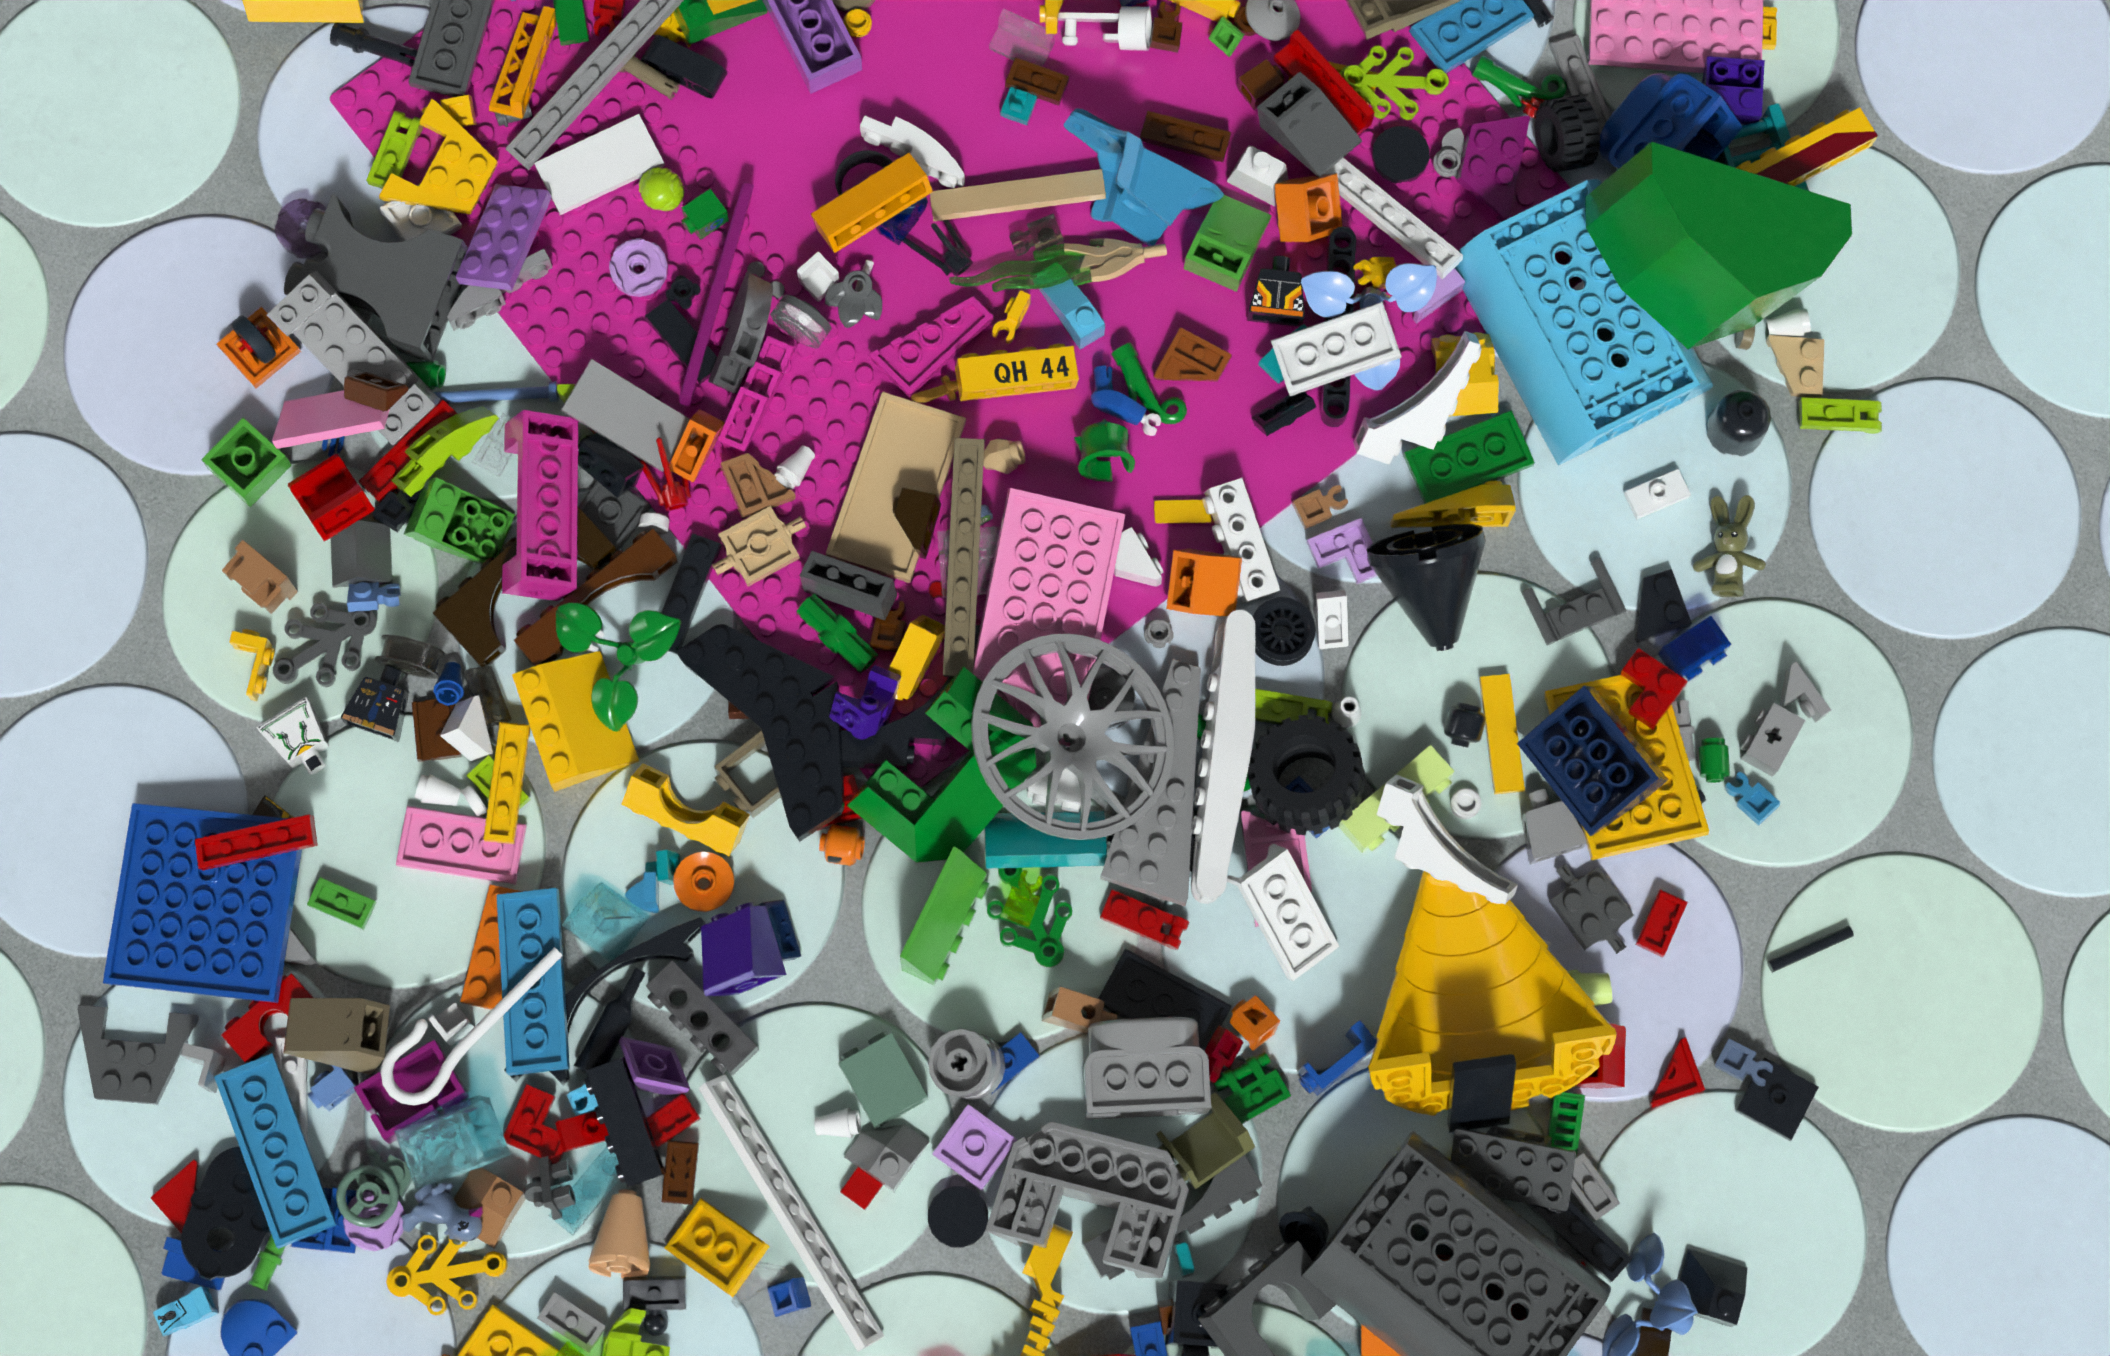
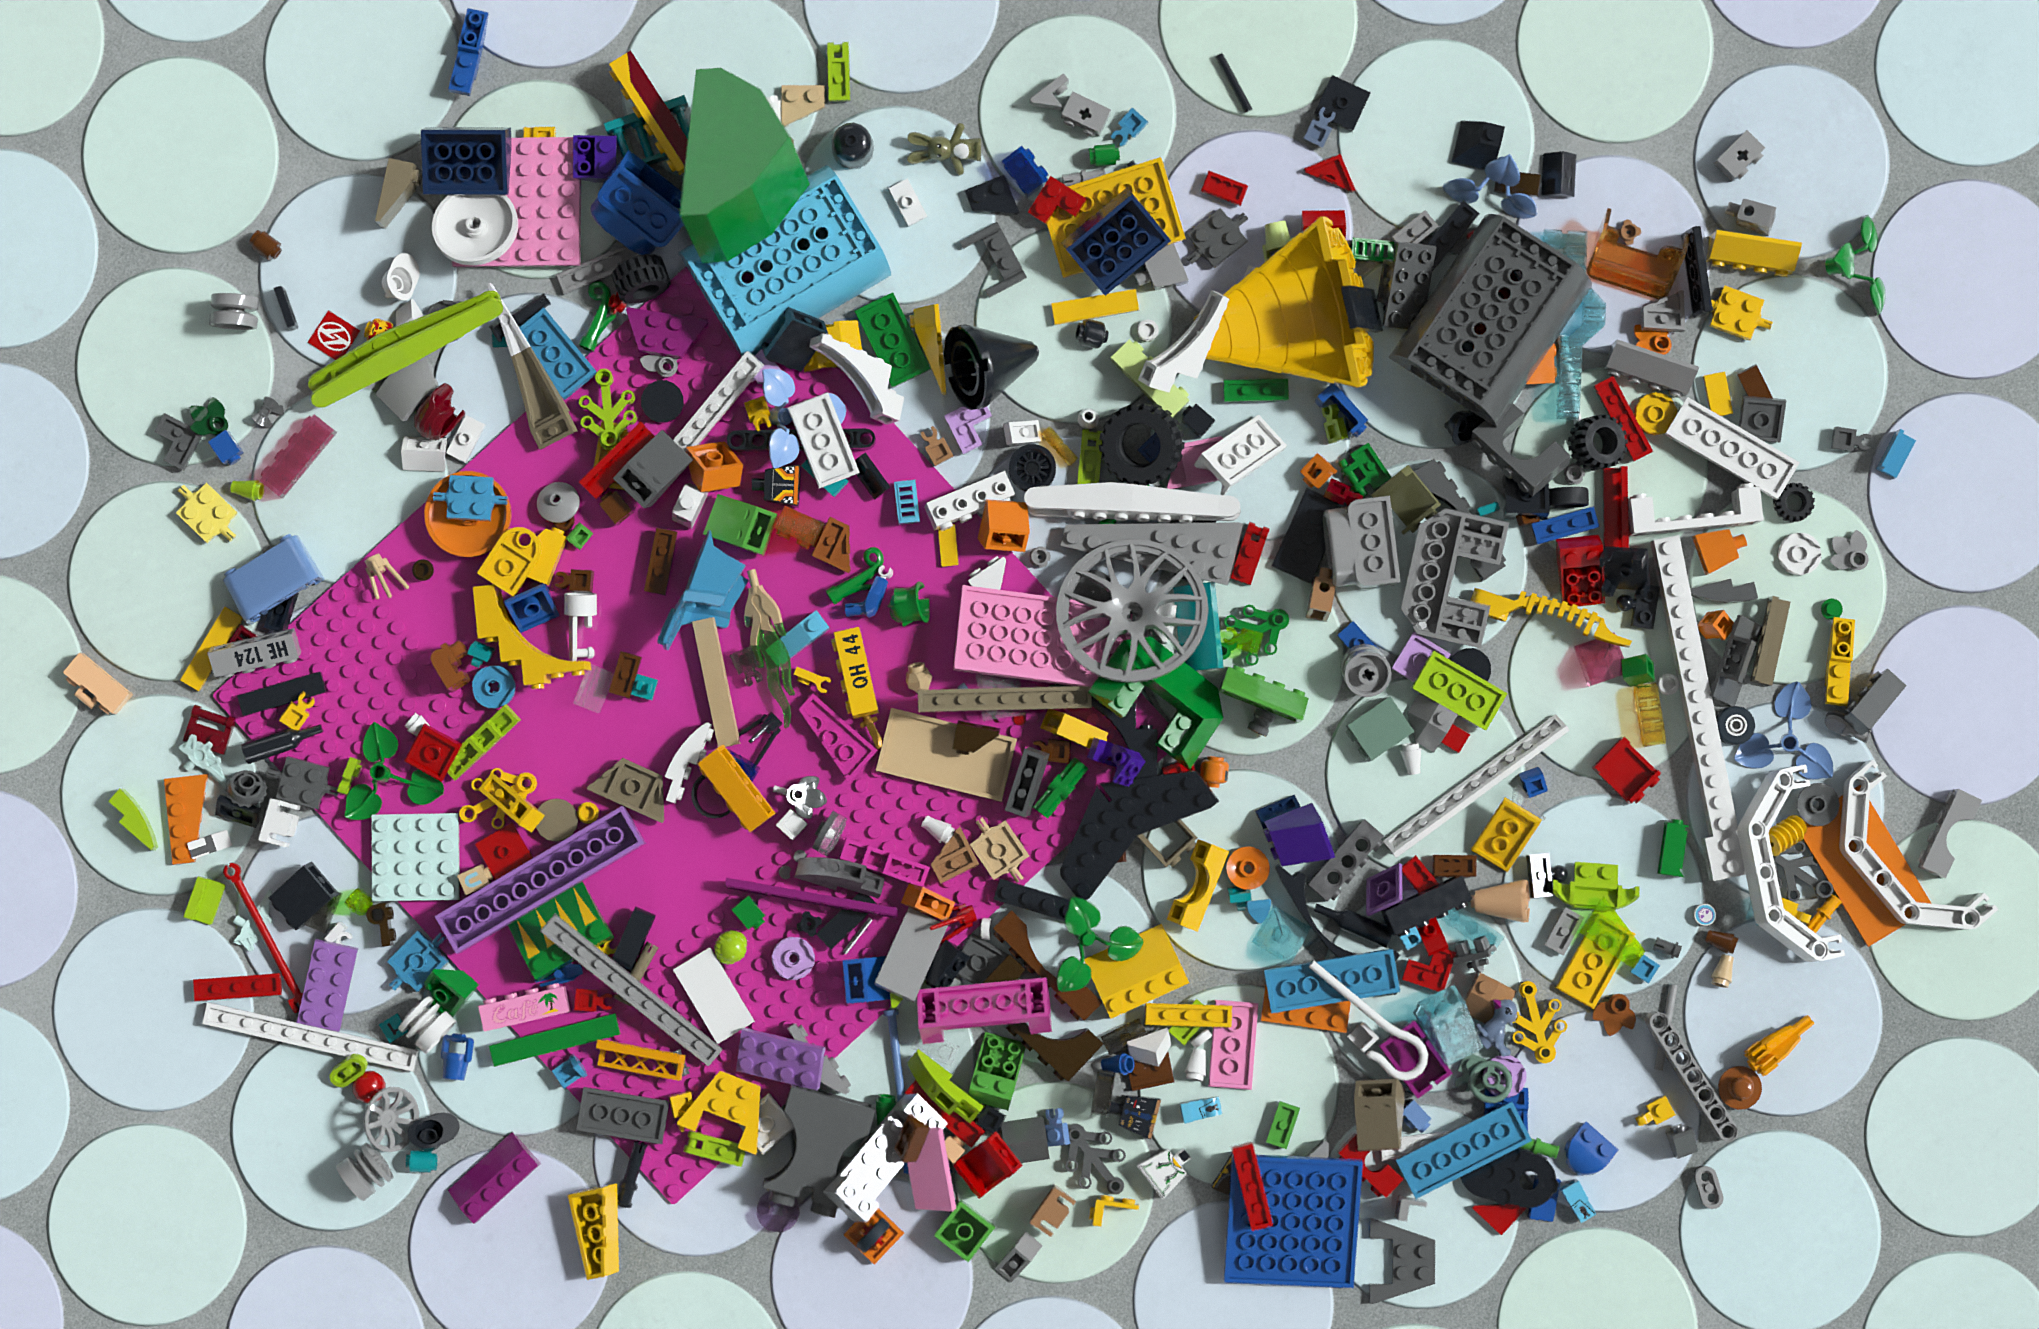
camera: 90 degrees left, 10 degrees up
(204, 534) = (1018, 1257): none -> light grey slope
(360, 456) = (954, 1148): none -> light nougat plate
(376, 791) = (1200, 1109): none -> medium azure leg
(601, 342) = (860, 979): none -> blue slope
(661, 354) = (856, 937): none -> white piece
(884, 81) = (633, 788): none -> dark tan wing
(903, 915) = (1261, 722): none -> dark grey wheel
(927, 1196) = (1459, 690): none -> lime plate
(1220, 310) = (799, 527): none -> clear orange slope
(1246, 470) = (907, 519): none -> medium azure slope
(1307, 673) = (1061, 448): none -> clear yellow piece
(1319, 1050) = (1335, 426): none -> lime plate
(1335, 860) = (1197, 420): none -> black brick
(1373, 945) = (1256, 390): none -> green plate
(1478, 313) = (792, 341): none -> black panel

